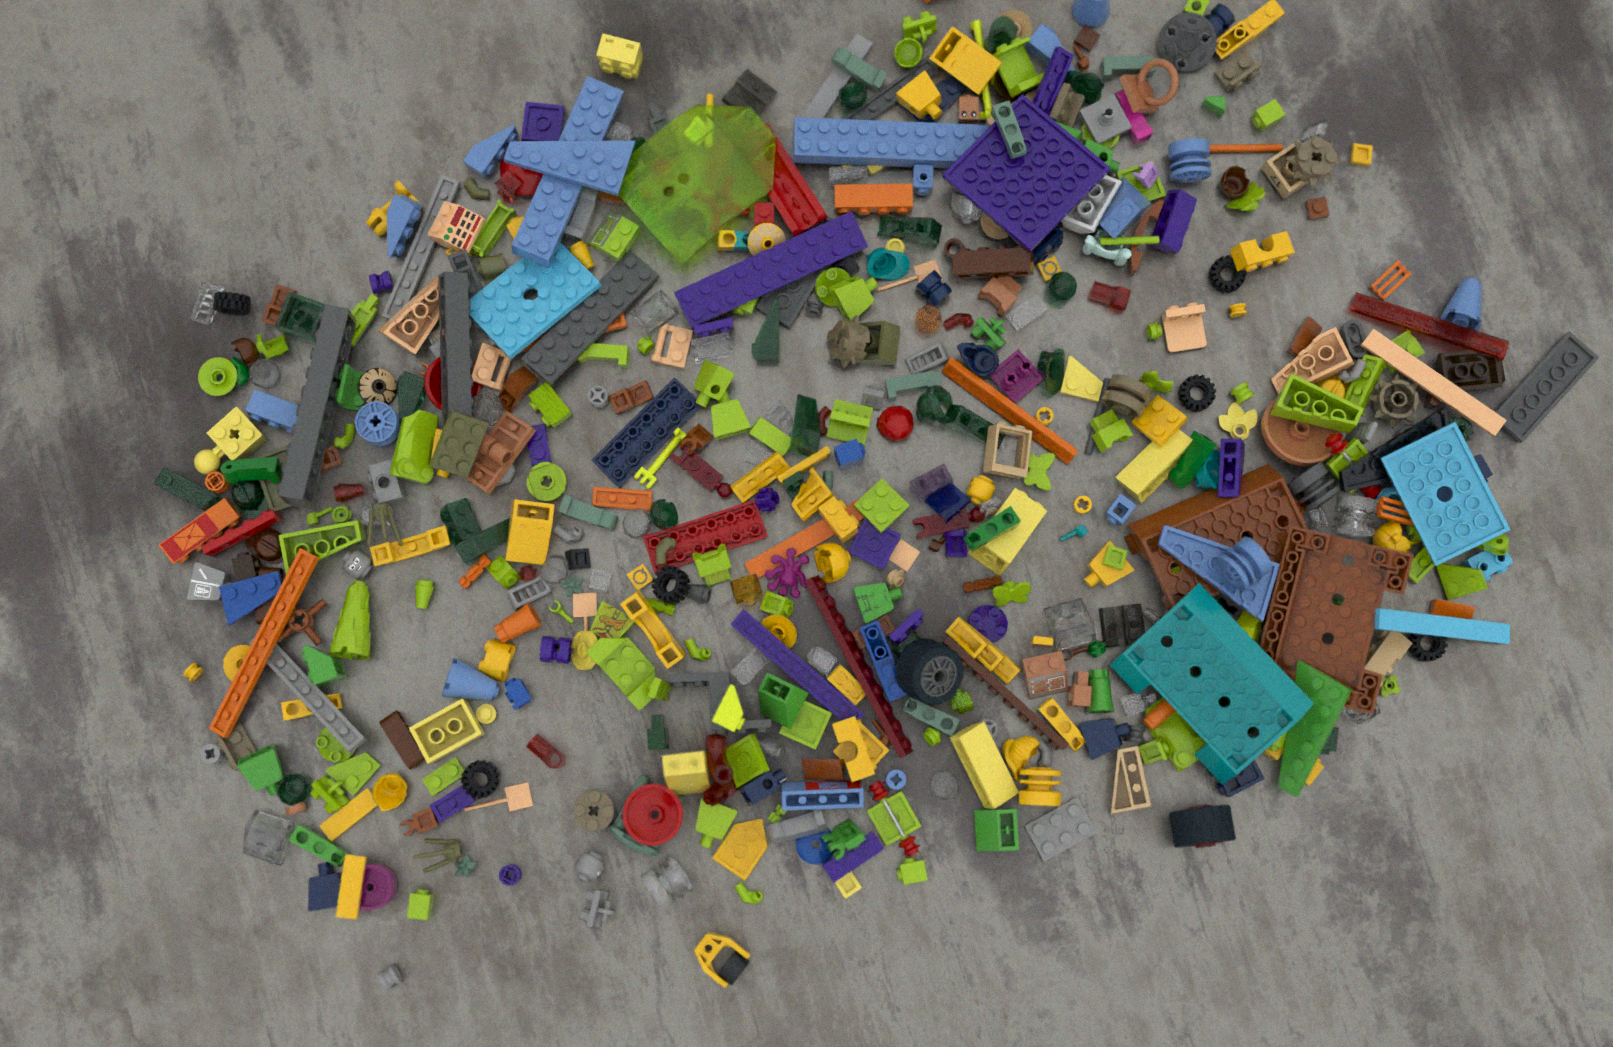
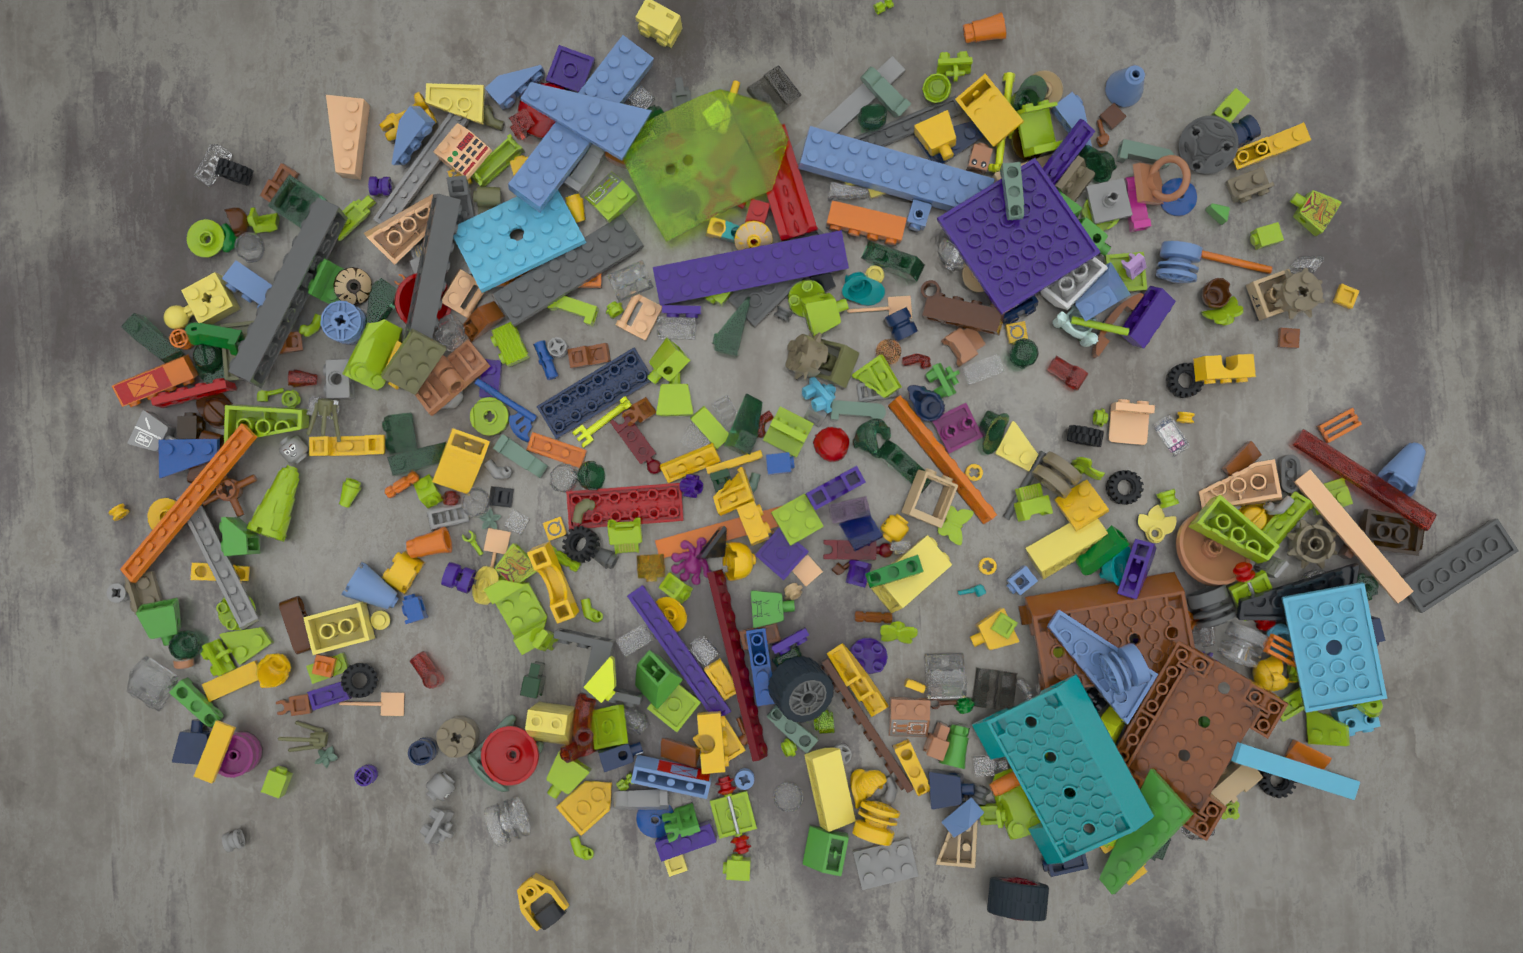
camera: 20 degrees right, 5 degrees up
(336, 235) = (348, 133): none -> light nougat wedge
(439, 178) = (458, 99): none -> light yellow wing
(440, 773) = (324, 665): none -> orange tile
(562, 834) = (423, 751): none -> dark blue wheel
(586, 472) = (521, 411): none -> blue piece
(589, 412) = (545, 360): none -> blue pin
(806, 552) = (715, 546): none -> black slope
(873, 376) = (822, 393): none -> medium azure hips
(912, 464) = (835, 488): none -> dark purple arch
(925, 344) = (878, 376): none -> lime wing
(1125, 758) = (963, 817): none -> medium blue slope
(1144, 351) = (1085, 435): none -> black tyre
(1174, 108) = (1180, 206): none -> blue dish
(1229, 331) = (1171, 435): none -> clear tile
(1307, 79) = (1314, 210): none -> lime torso

